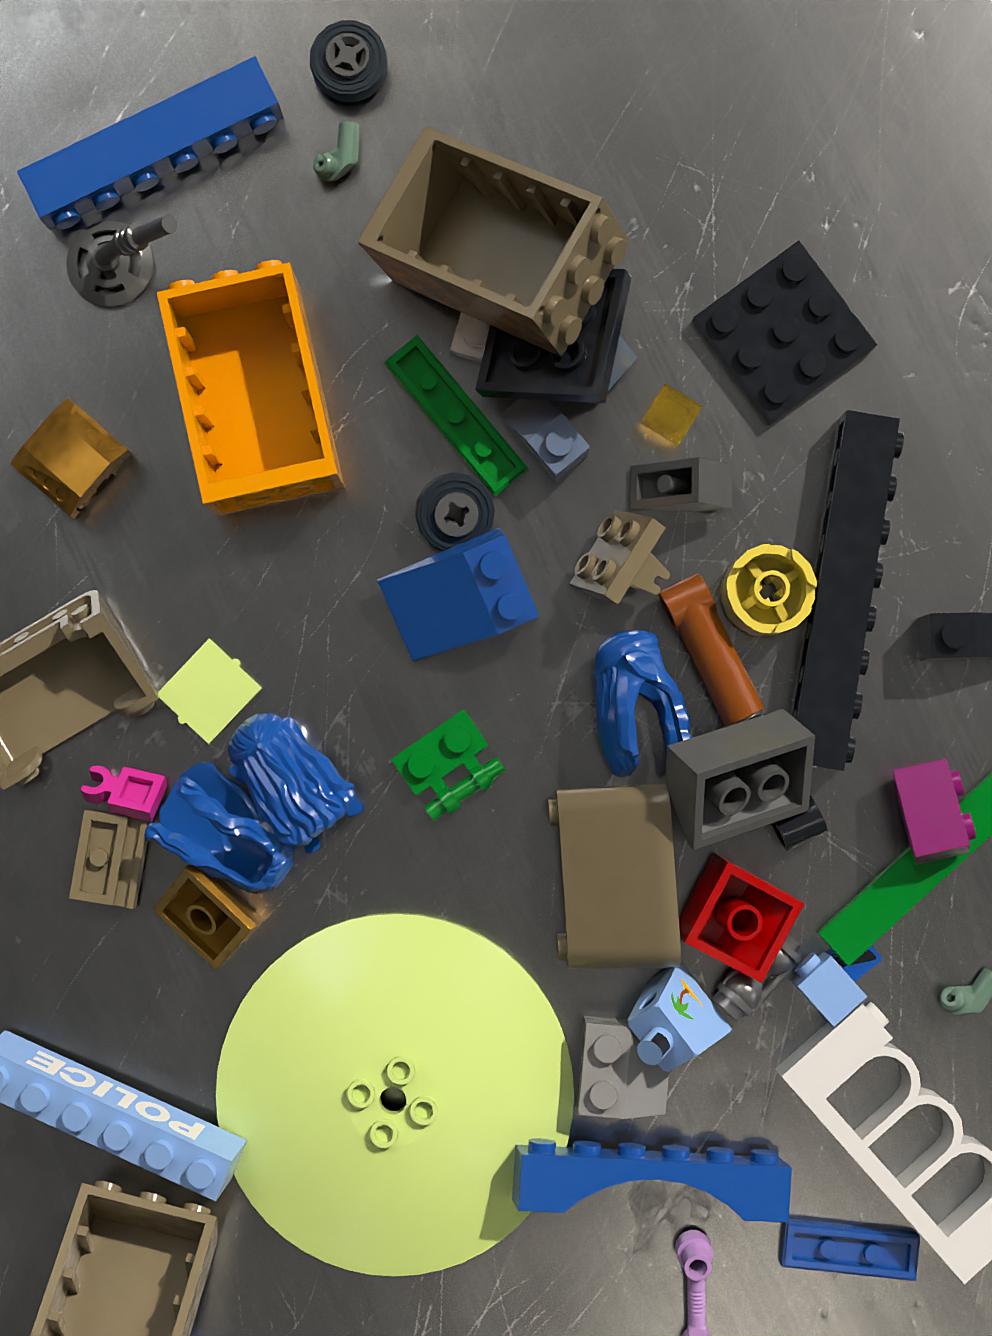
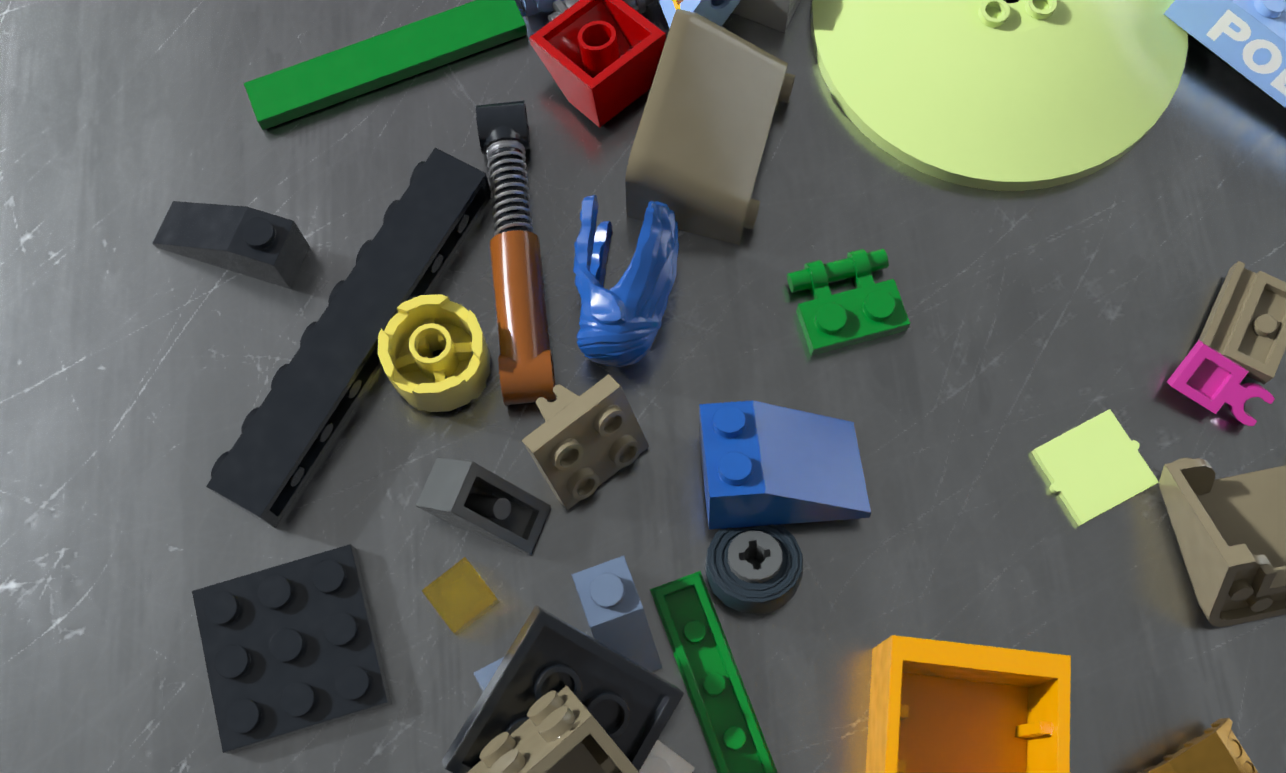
camera: 160 degrees left, 15 degrees down
(207, 915) = (1147, 236): pearl gold slope -> none
(219, 830) = (1114, 307): blue hair -> none
(289, 780) = (1034, 325): blue hair -> none
(740, 777) = (545, 159): dark grey slope -> none
(932, 811) = (363, 85): magenta brick -> none

